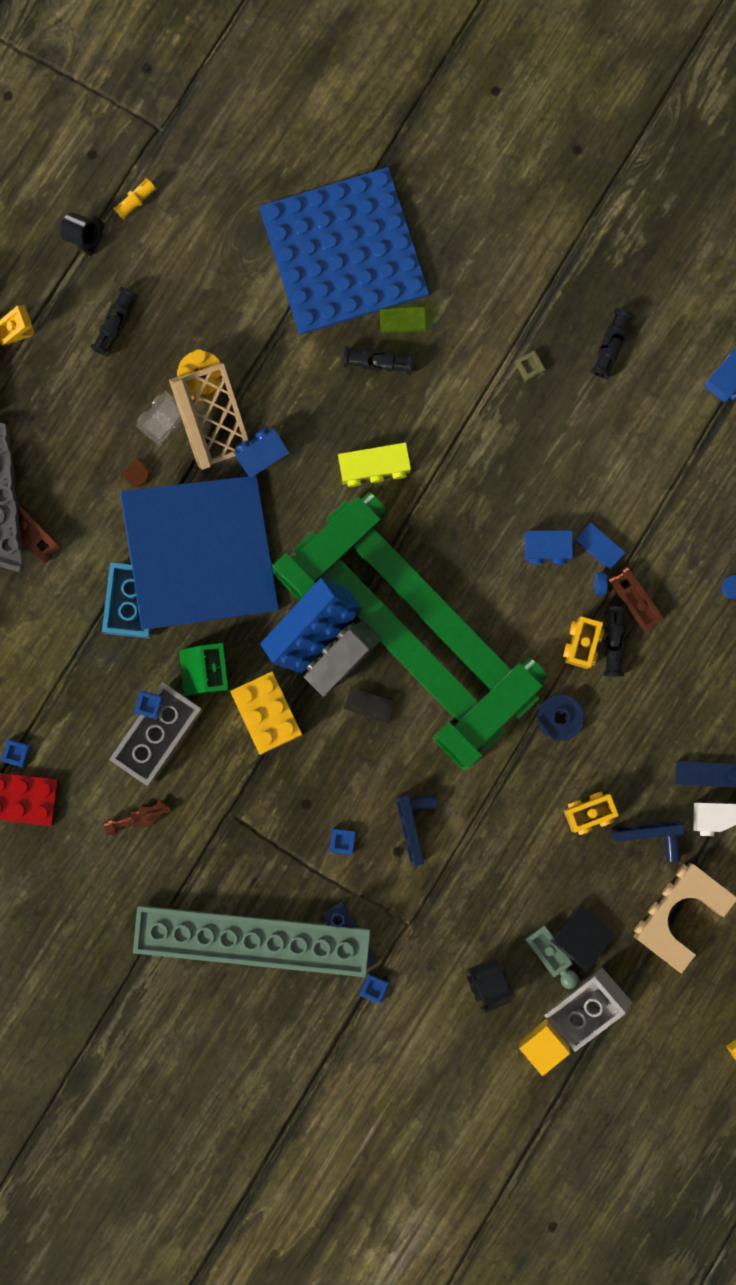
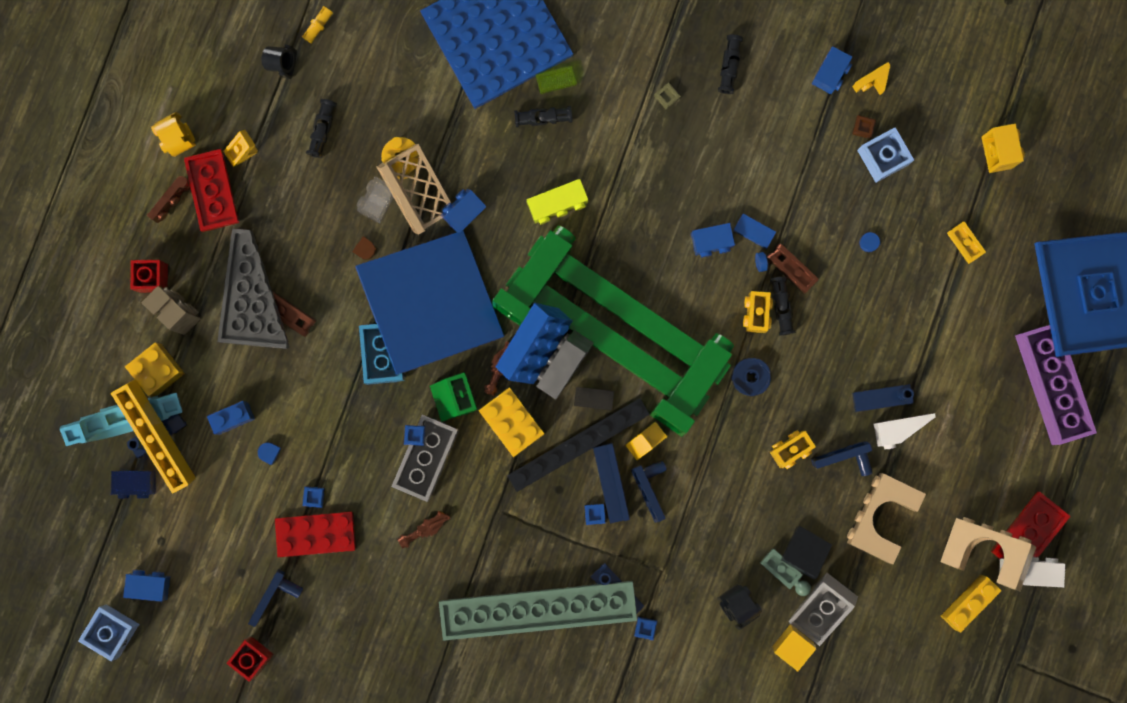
camera: 10 degrees left, 0 degrees up
(251, 667) = (491, 388): none -> copper piece
(339, 756) = (578, 445): none -> black plate
(368, 809) = (611, 483): none -> dark blue fence
(420, 767) = (646, 441): none -> yellow slope

